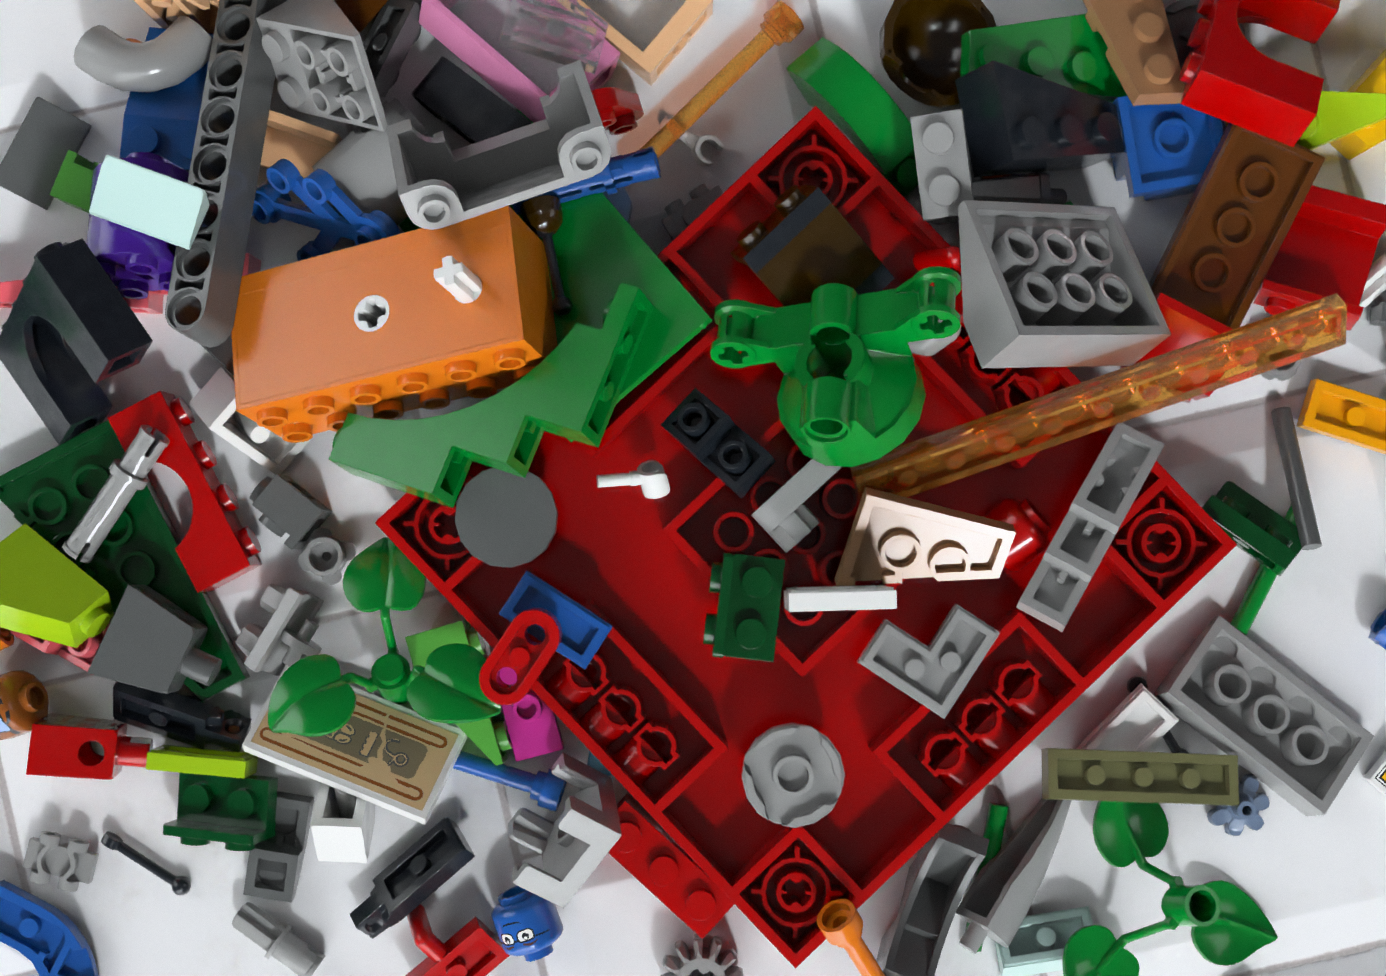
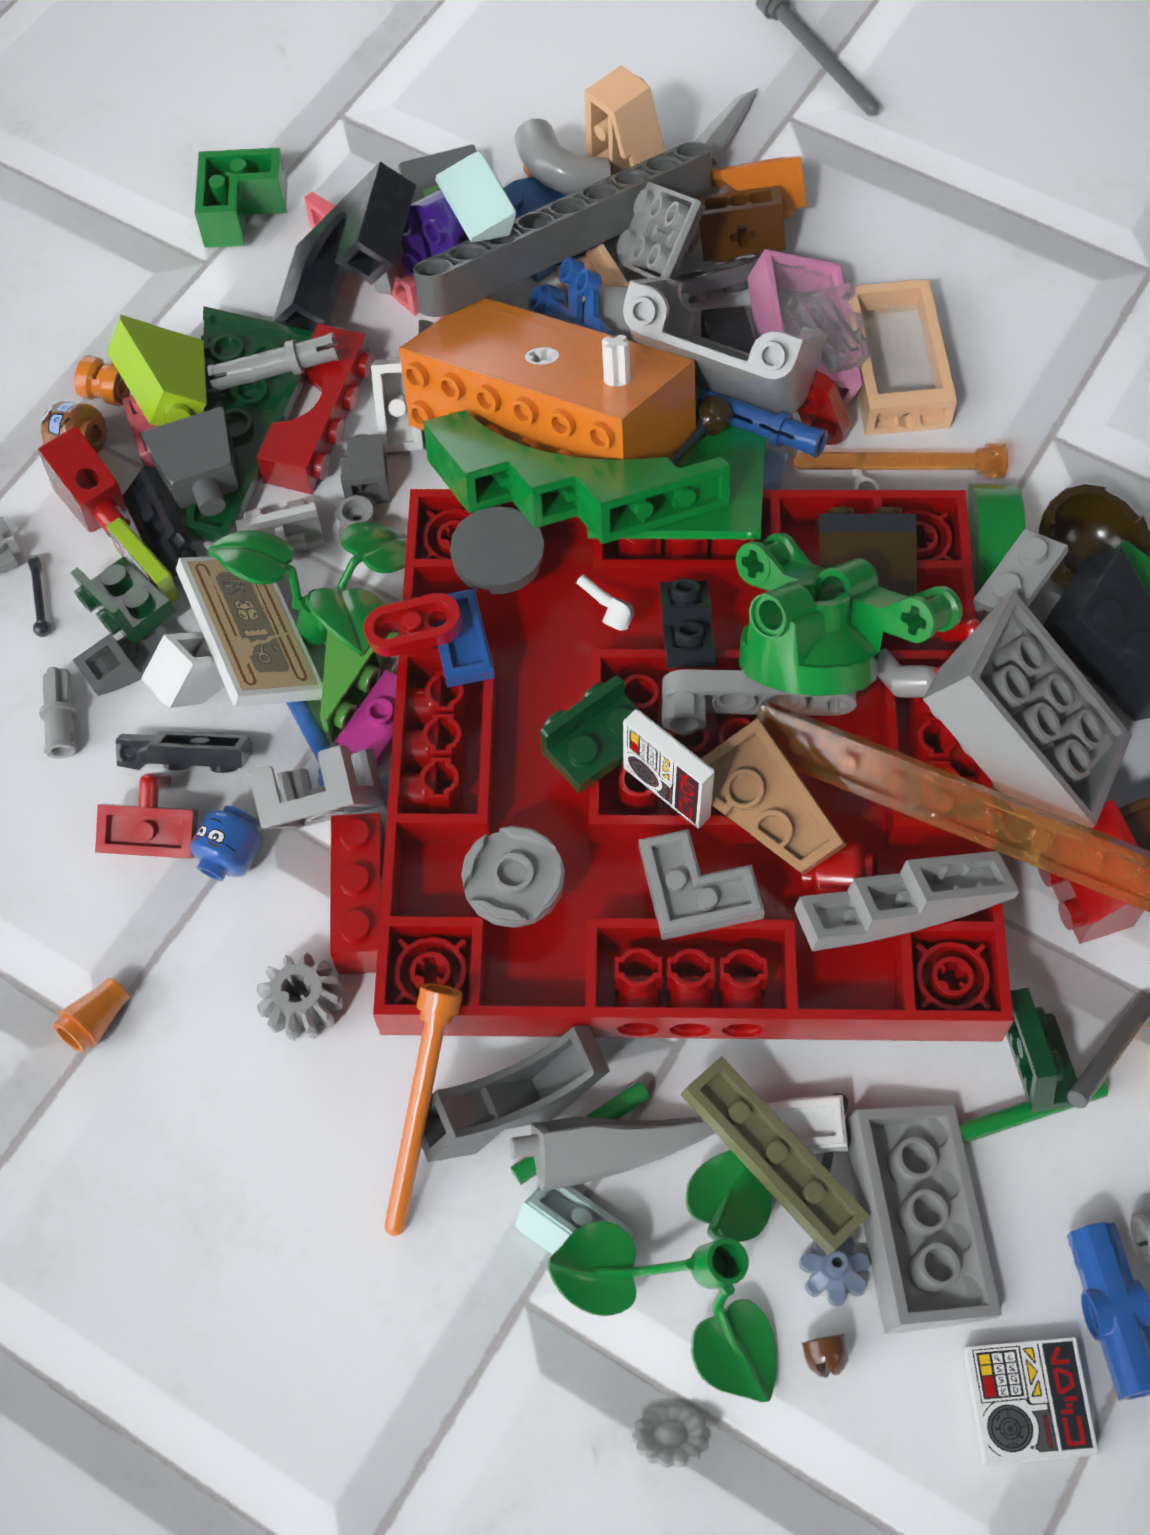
camera: 45 degrees right, 25 degrees down
(1283, 868) = (826, 1355): none -> reddish brown hinge

